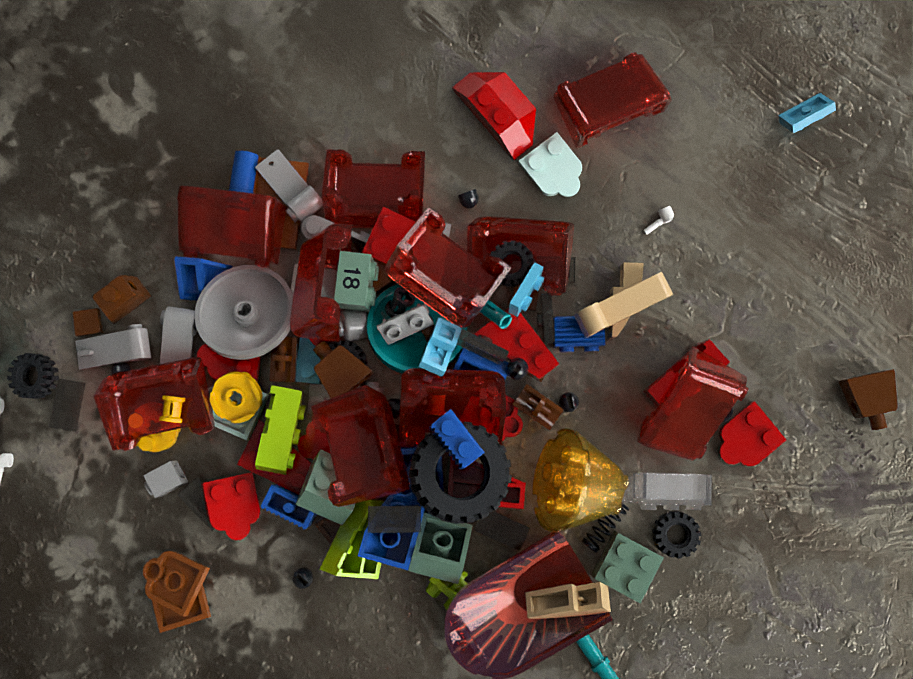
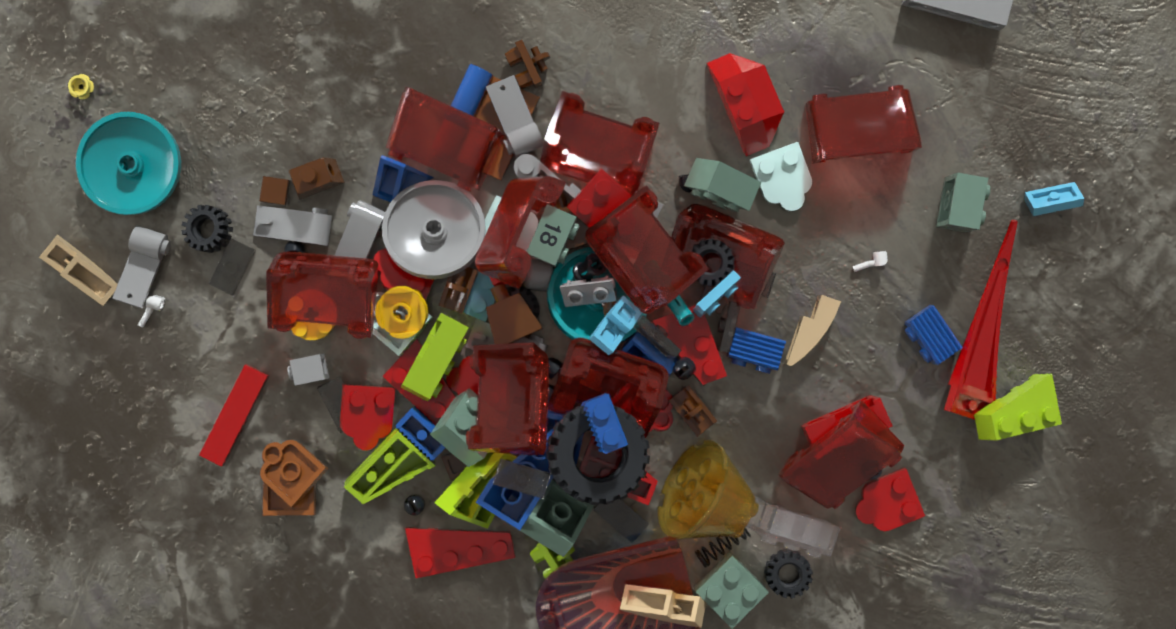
camera: 15 degrees right, 5 degrees up
(107, 545) = (234, 415): none -> red tile
(170, 414) = (337, 313): yellow bush -> none
(266, 547) = (386, 467): none -> lime wedge
(279, 130) = (520, 54): none -> reddish brown hips
(348, 611) = (444, 551): none -> red wing
(499, 188) = (722, 185): none -> sand green brick
(563, 403) = (719, 413): black hinge -> none
(623, 305) = (807, 338): tan beam -> none
(726, 139) = (963, 202): none -> sand green brick
(737, 269) = (932, 335): none -> blue brick
(787, 287) = (976, 368): none -> red plate
(844, 312) = (1021, 411): none -> lime wedge
(871, 396) = (1022, 499): reddish brown torso -> none

